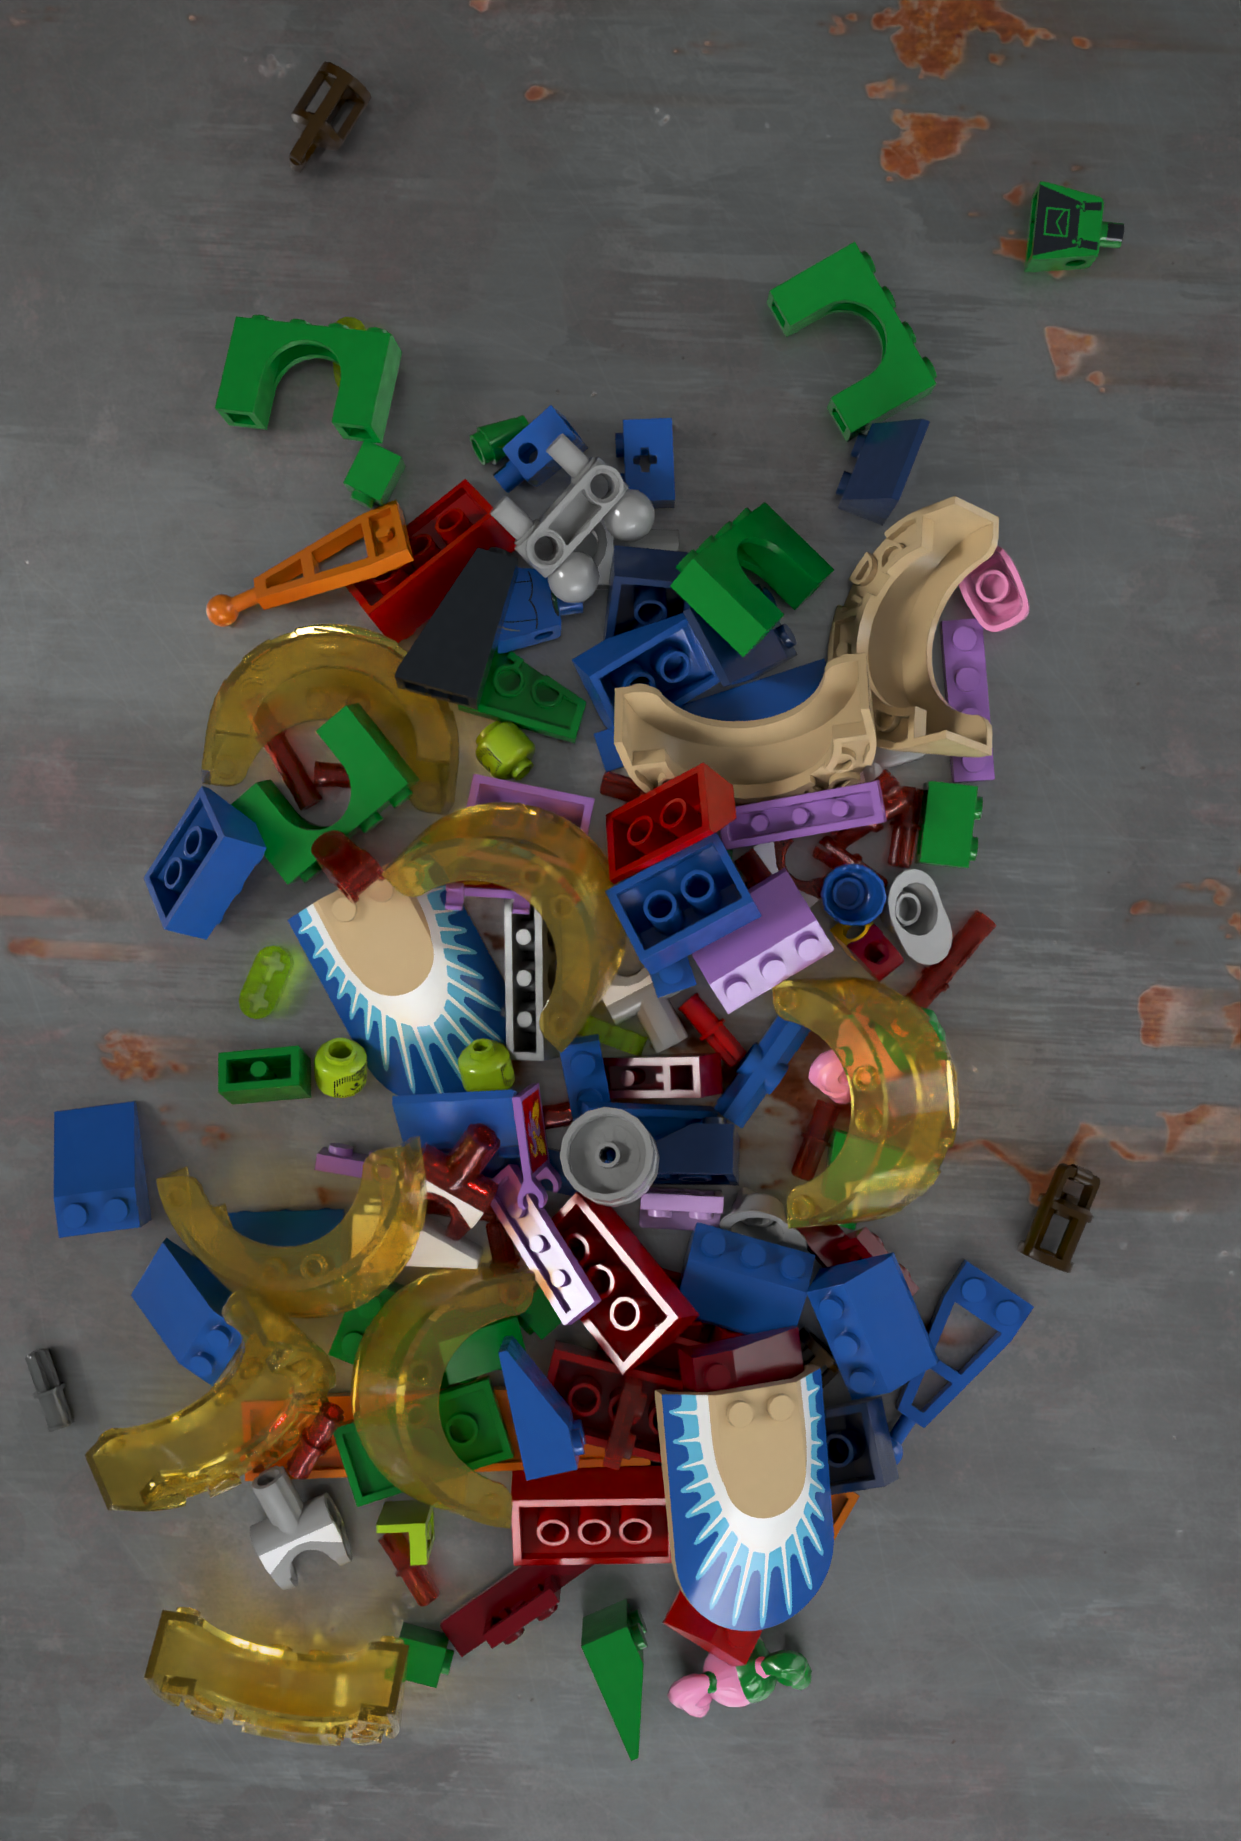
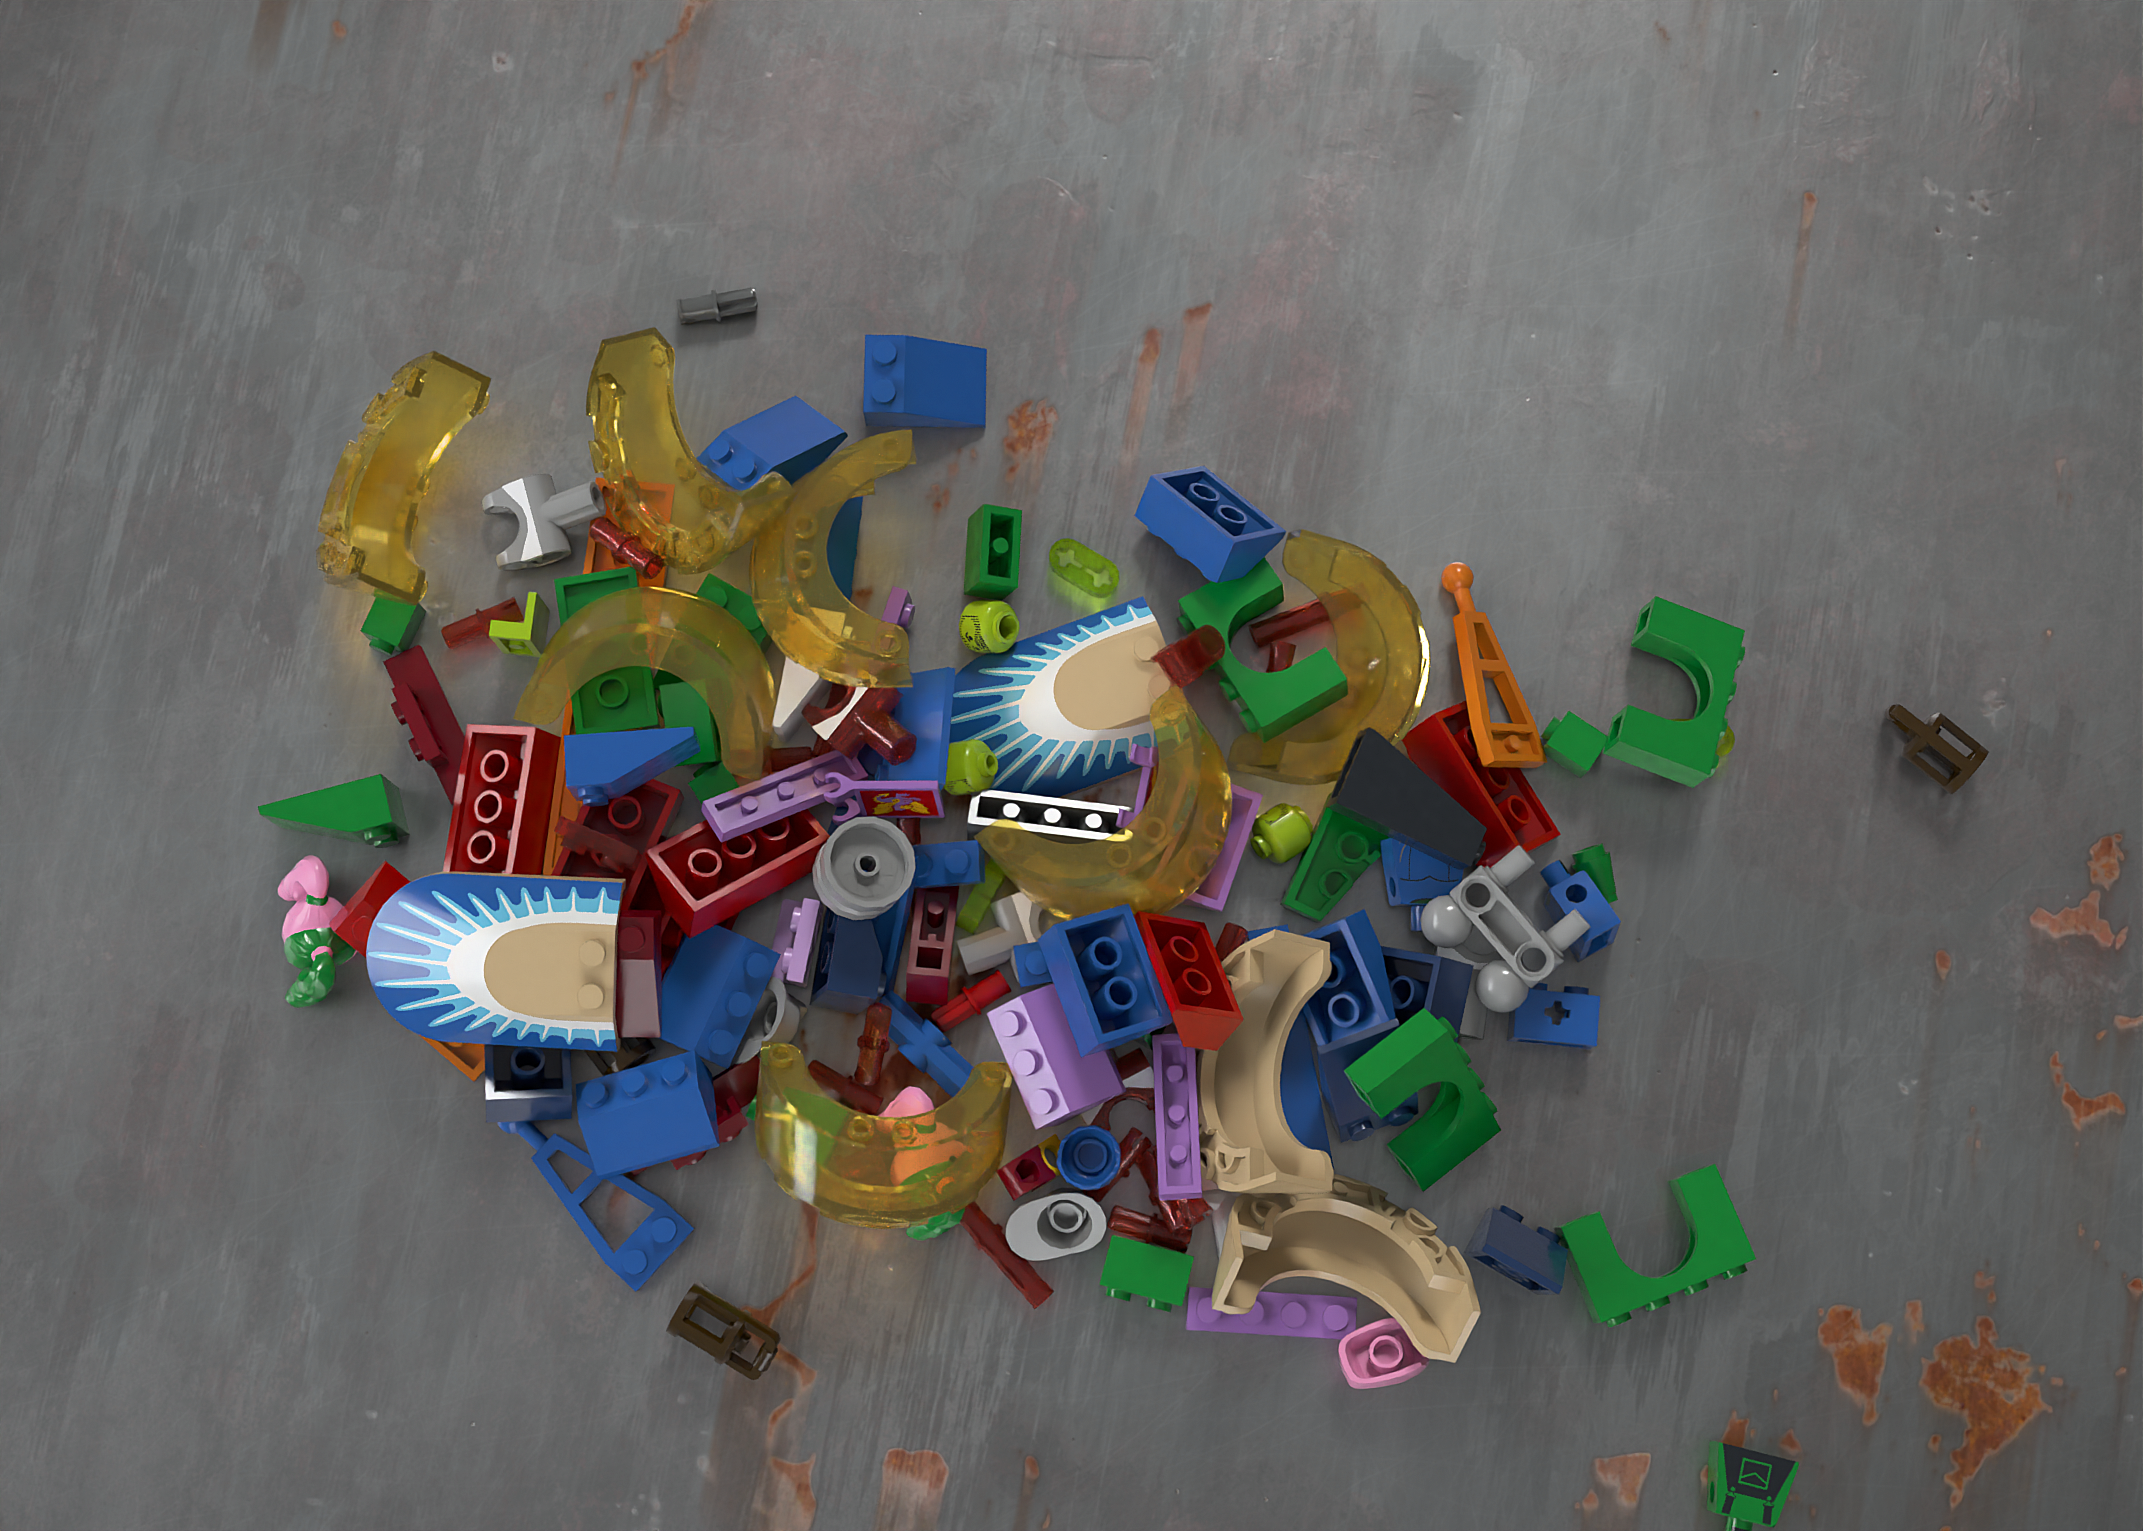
camera: 90 degrees right, 10 degrees down
(770, 1118) = (873, 1044): none -> clear red axle

